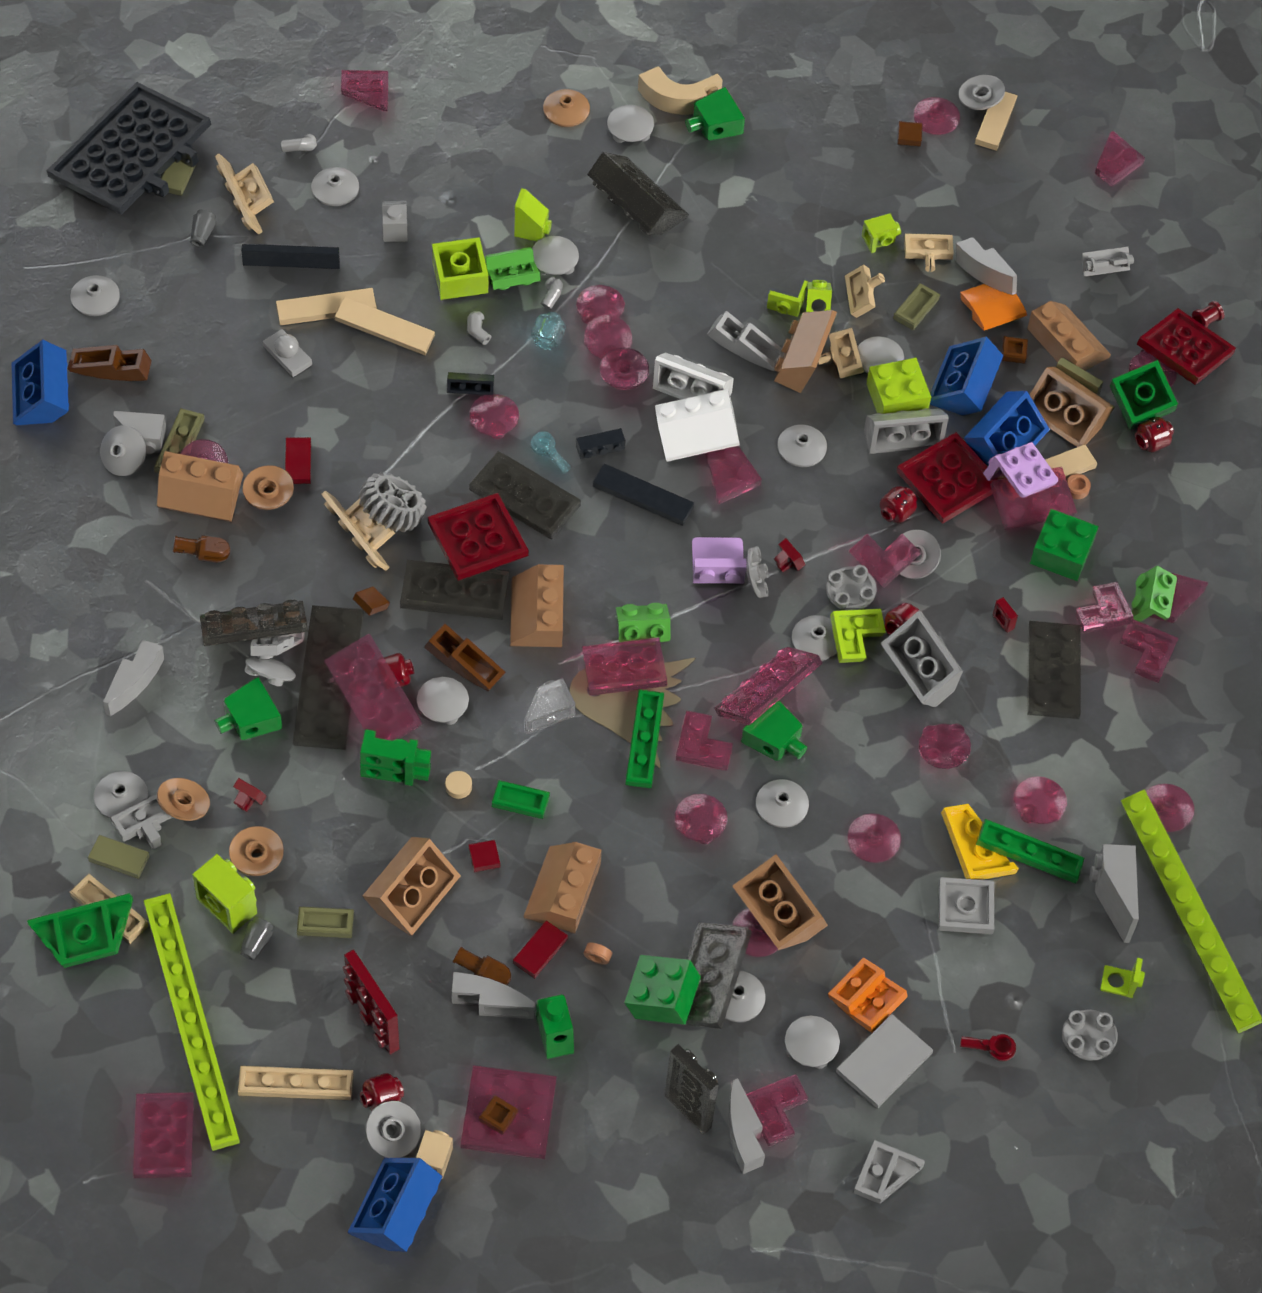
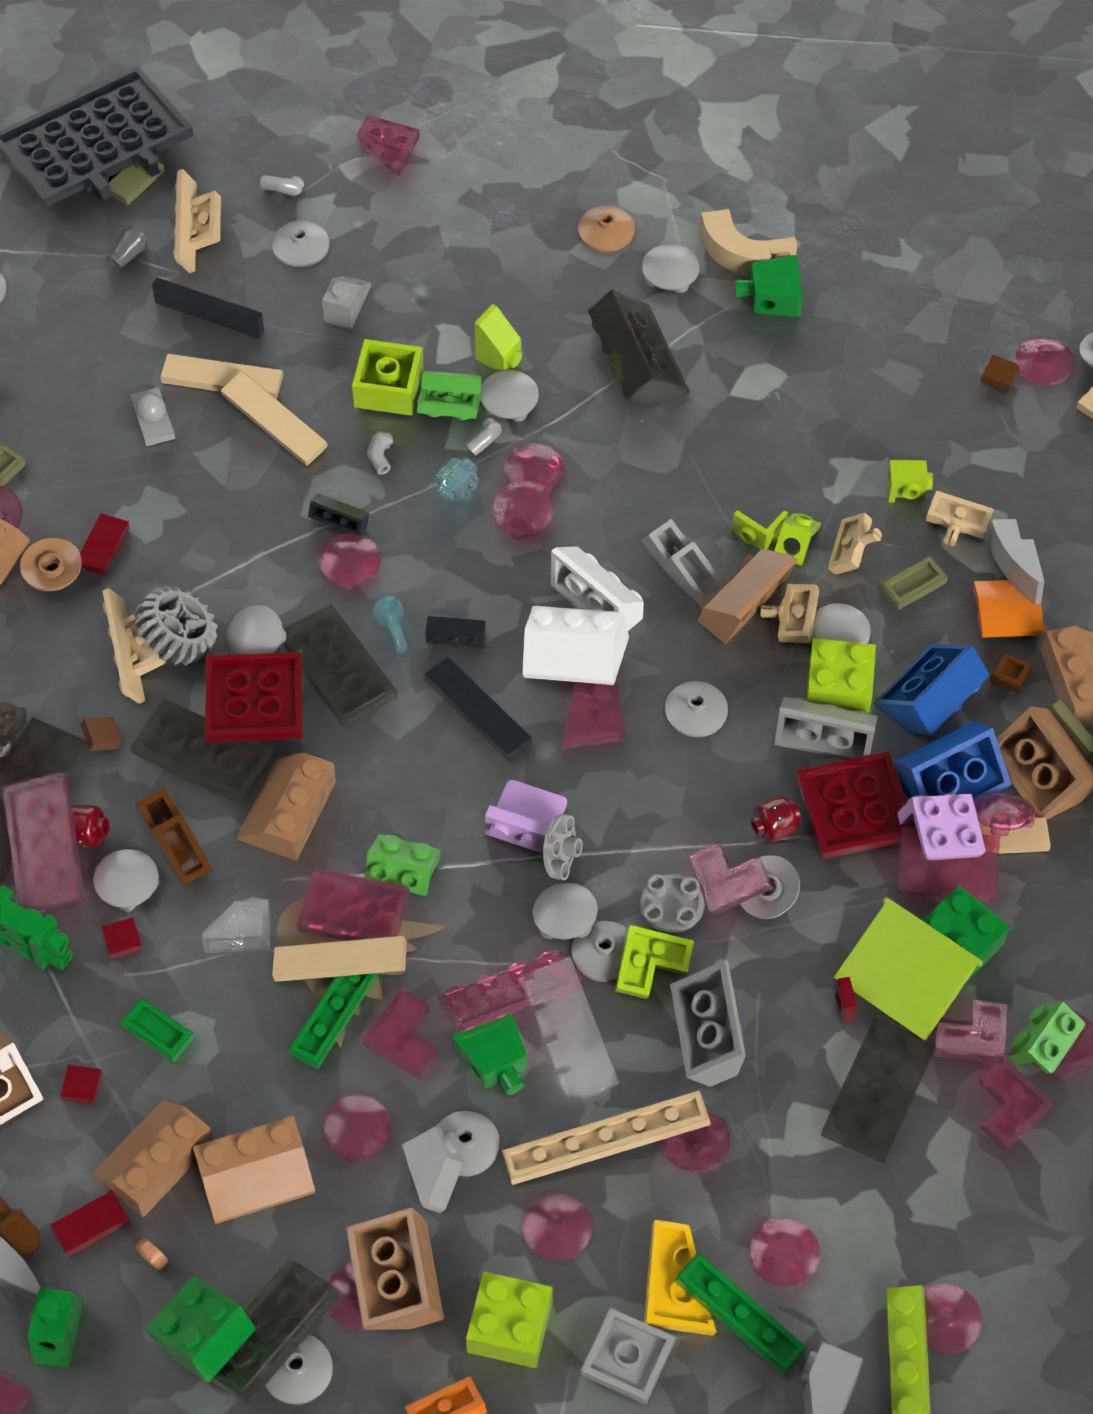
camera: 25 degrees right, 0 degrees up
(452, 489) = (255, 631): none -> light grey dish
(458, 784) = (94, 987): tan tile -> none
(461, 743) = (122, 938): none -> dark red tile
(627, 361) = (520, 541): clear pink dish -> none
(633, 703) = (339, 958): none -> tan tile
(643, 870) = (254, 1169): none -> slope
(772, 823) = (434, 1166): none -> light grey slope
(778, 618) = (565, 911): none -> light grey dish
(788, 557) = (612, 839): dark red tile -> none
(823, 689) = (577, 1034): none -> clear windscreen
(875, 909) = (509, 1319): none -> lime brick
(882, 764) = (606, 1137): none -> tan tile
(898, 616) = (713, 954): dark red head -> none
(1040, 578) = (908, 969): none -> lime piece
(1057, 449) = (1004, 813): none -> clear pink dish
(1079, 486) = (1014, 867): nougat tile -> none

